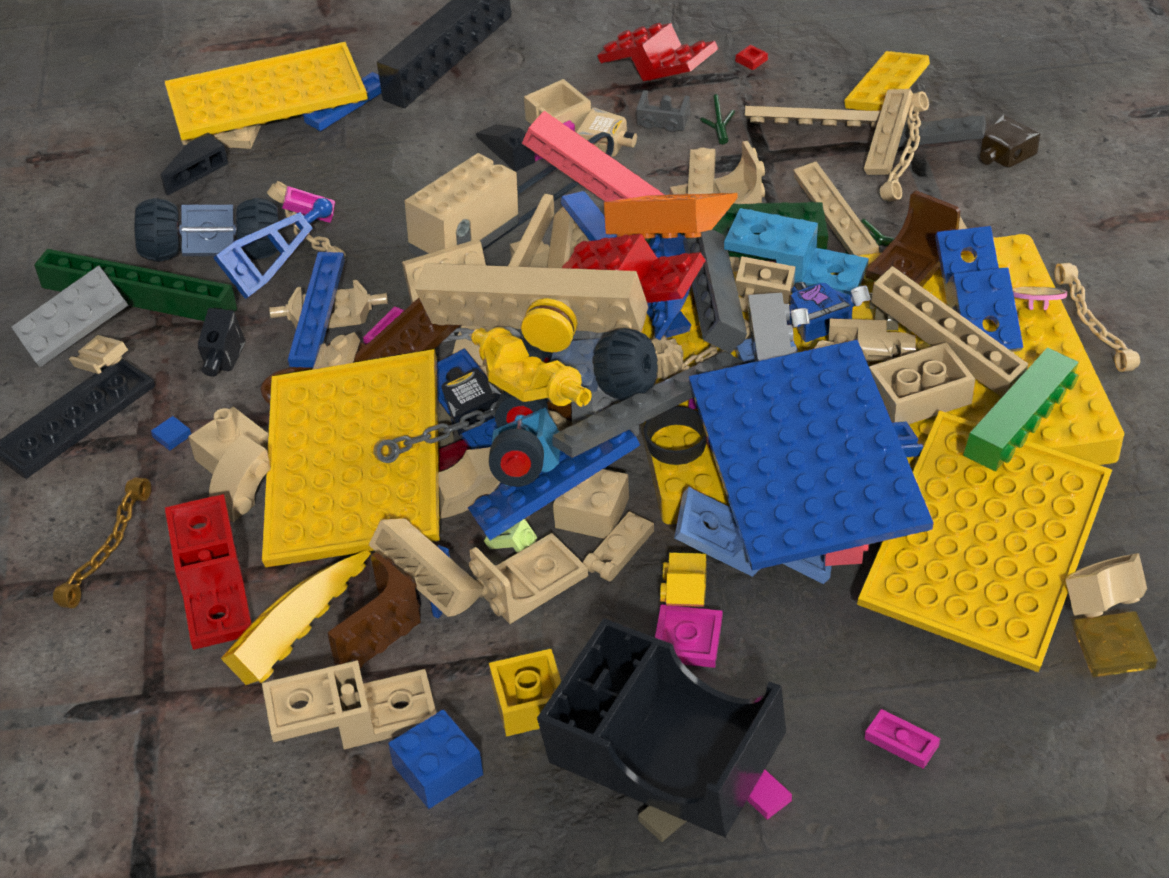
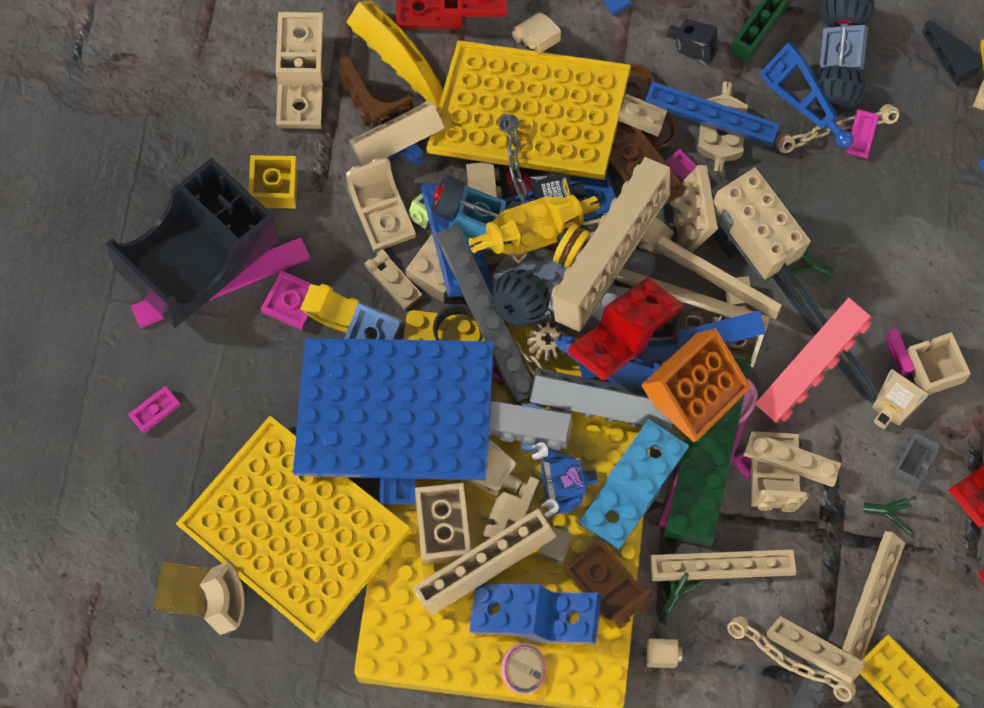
camera: 100 degrees right, 25 degrees up
(215, 437) = (582, 33): tan brick -> none
(436, 758) = (244, 116): blue piece -> none
(507, 145) = (909, 313): black slope -> none
(763, 278) = (602, 445): tan brick -> none
(1021, 409) = (387, 589): brick -> none

